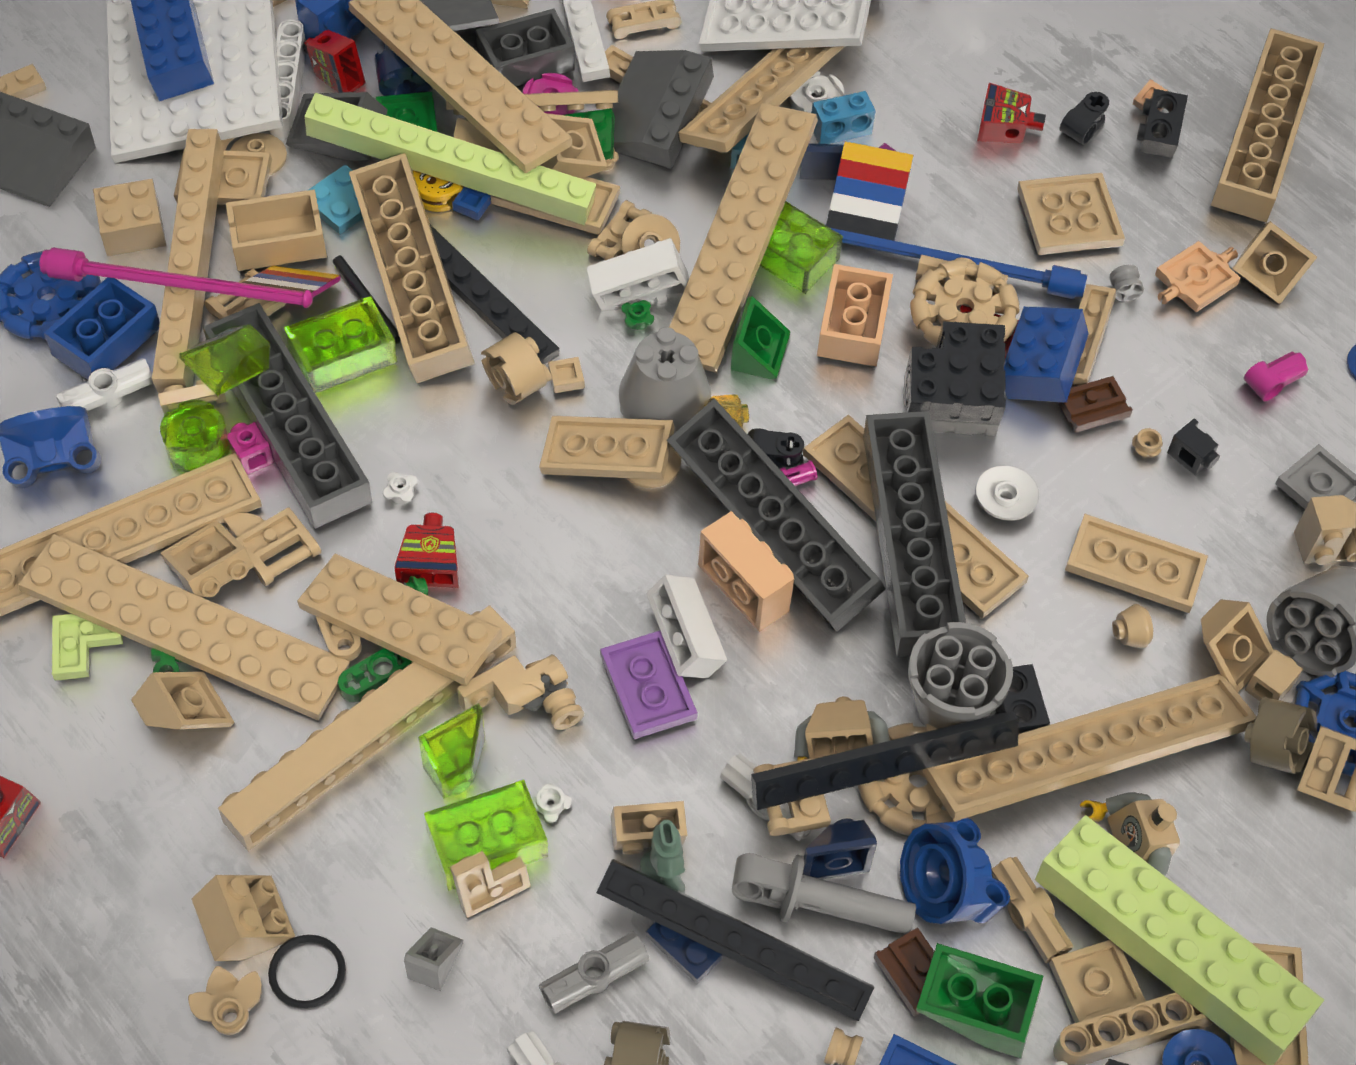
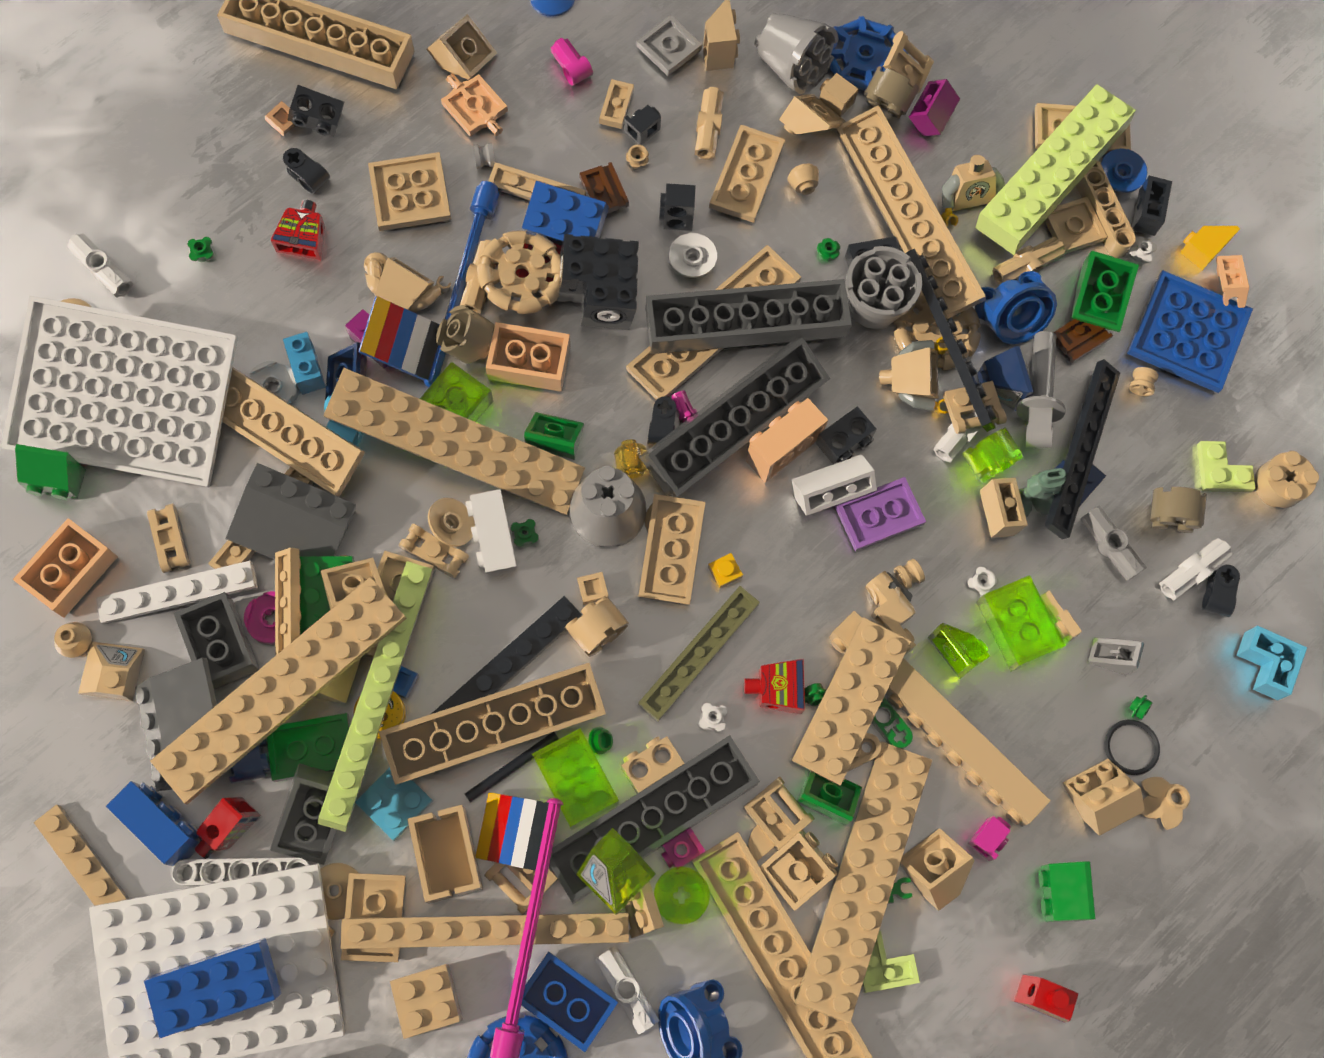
camera: 95 degrees left, 15 degrees up
(125, 850) = (1067, 892): none -> green slope
(210, 771) = (991, 837): none -> dark pink brick
(277, 595) = (829, 798): none -> green slope
(353, 419) = (647, 758): none -> tan brick
(358, 983) = (1140, 707): none -> green plate
(385, 375) = (600, 740): none -> green plate
(480, 477) = (698, 653): none -> olive plate
(582, 511) = (725, 570): none -> yellow plate
(724, 816) = (993, 455): none -> clear neon green brick
(763, 647) = (842, 432): none -> black brick
(878, 250) = (465, 335): none -> dark tan brick
(941, 197) = (401, 283): none -> tan torso
(979, 36) = (200, 255): none -> green plate
(1023, 656) = (828, 255): none -> green plate
(1070, 471) = (678, 207): none -> black brick
(1207, 522) = (709, 123): none -> tan piece
(1223, 421) = (616, 104): none -> tan plate
(1267, 798) = (934, 107): none -> magenta brick

